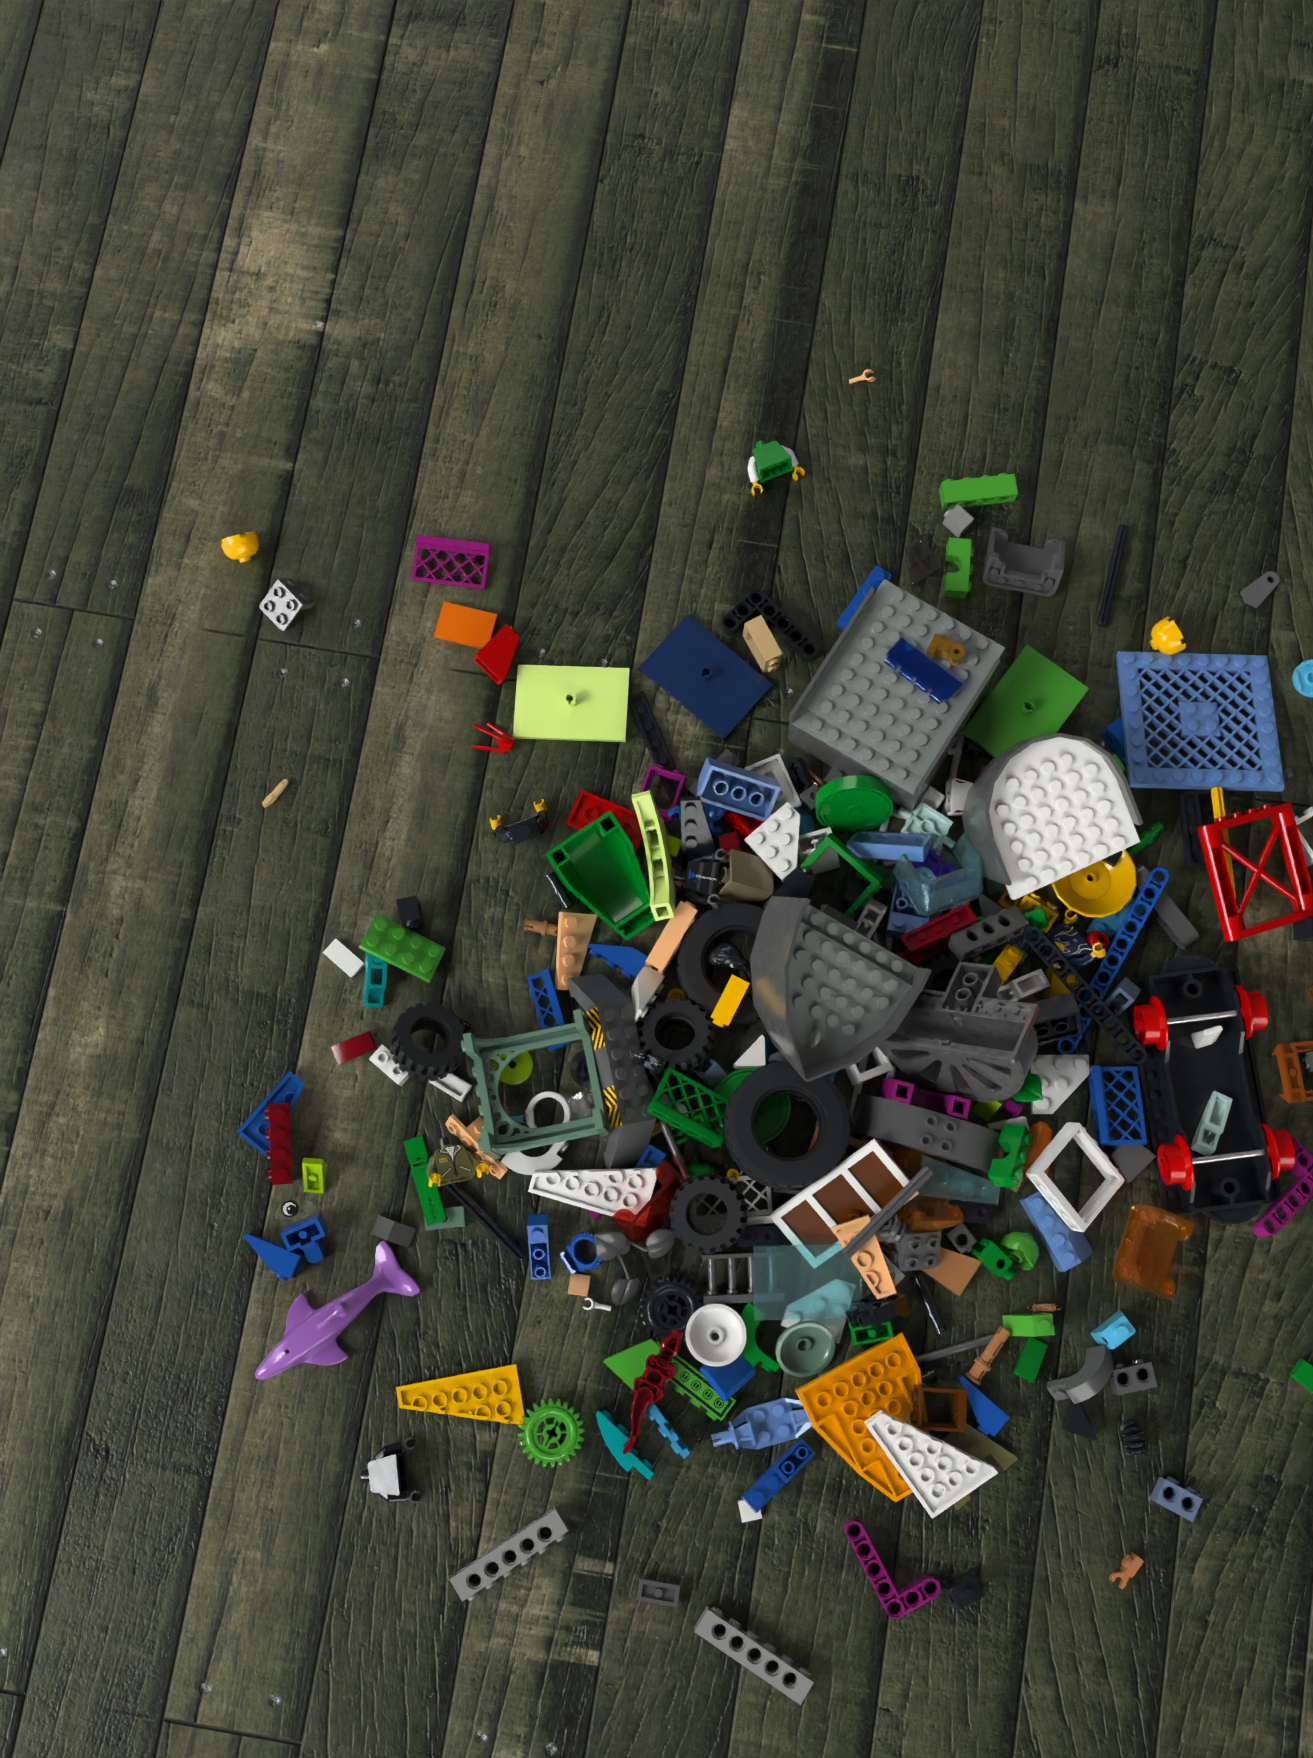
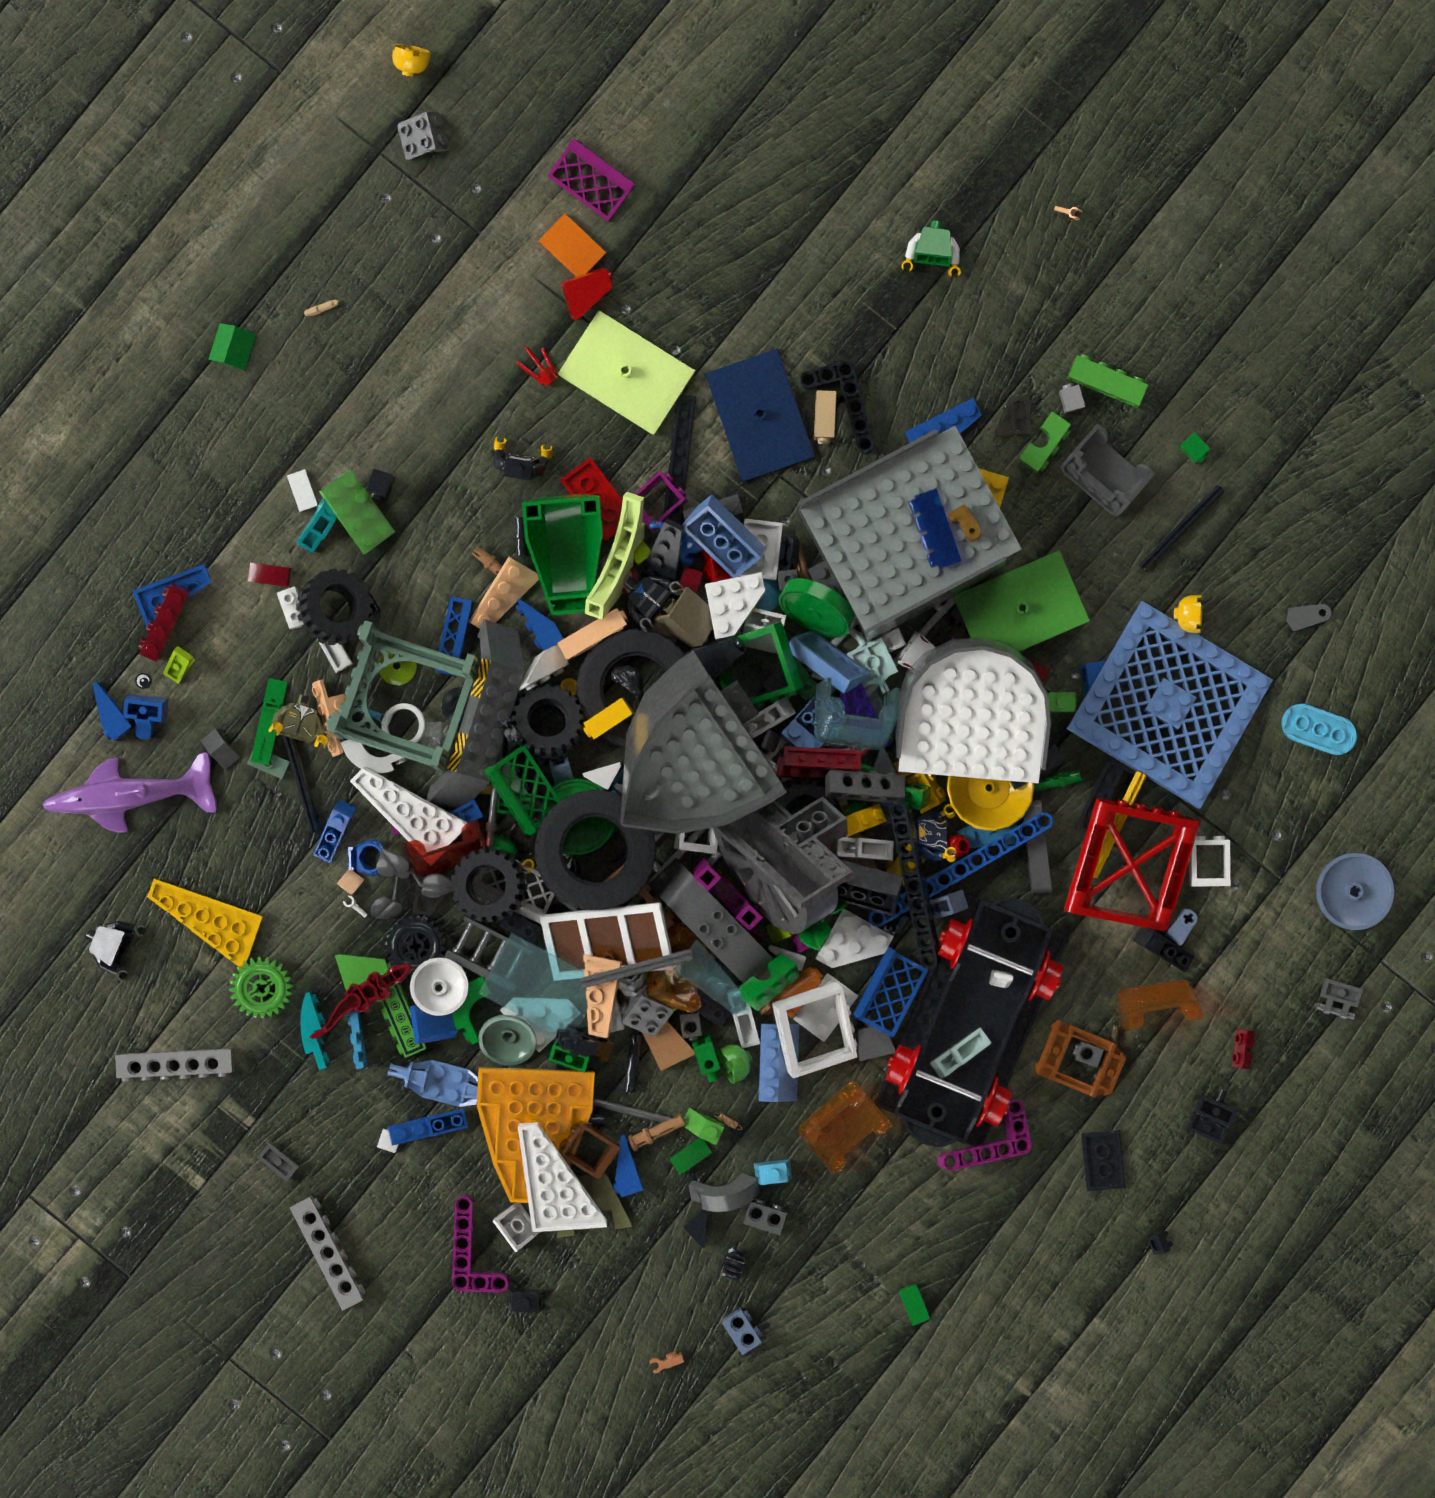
camera: 30 degrees right, 10 degrees up
(214, 868) = (232, 346): none -> green slope
(913, 1522) = (515, 1226): none -> white slope
(1009, 1210) = (746, 1026): none -> white slope
(1071, 1162) = (821, 1015): none -> white plate
(1083, 505) = (1194, 448): none -> green brick

